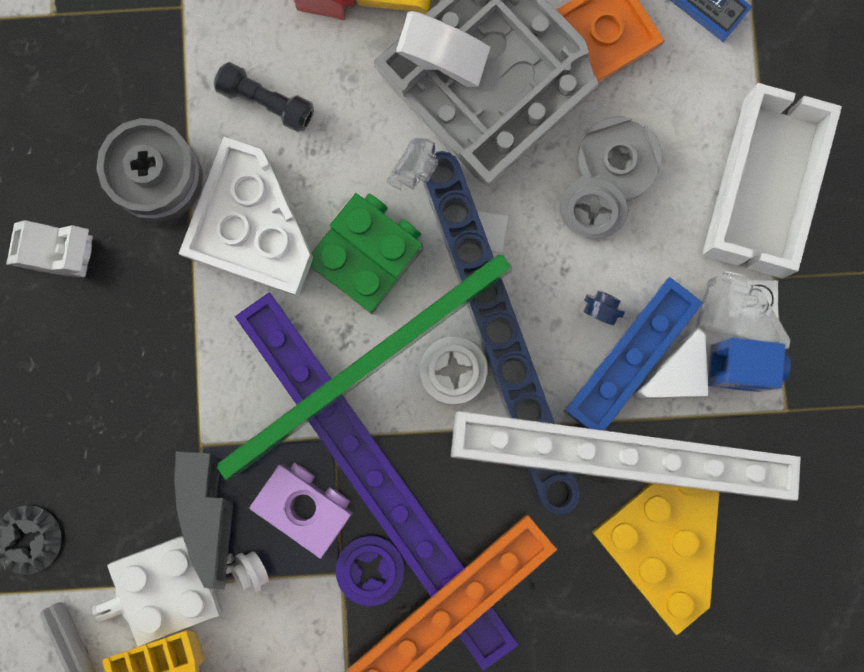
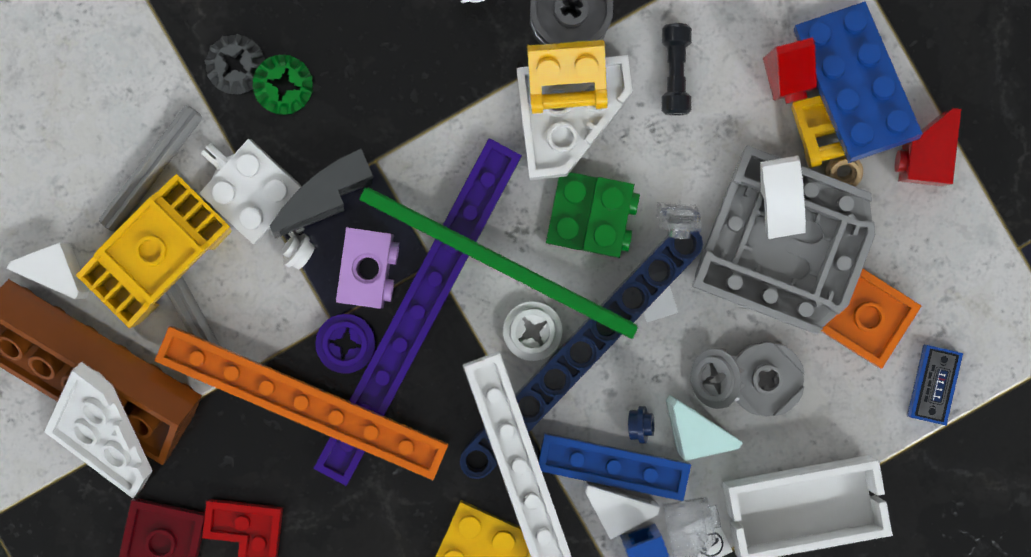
camera: 60 degrees right, 5 degrees up
(72, 521) = (268, 95): none -> green gear
(198, 199) = (567, 65): none -> yellow plate
(641, 254) = (697, 435): none -> light aqua slope

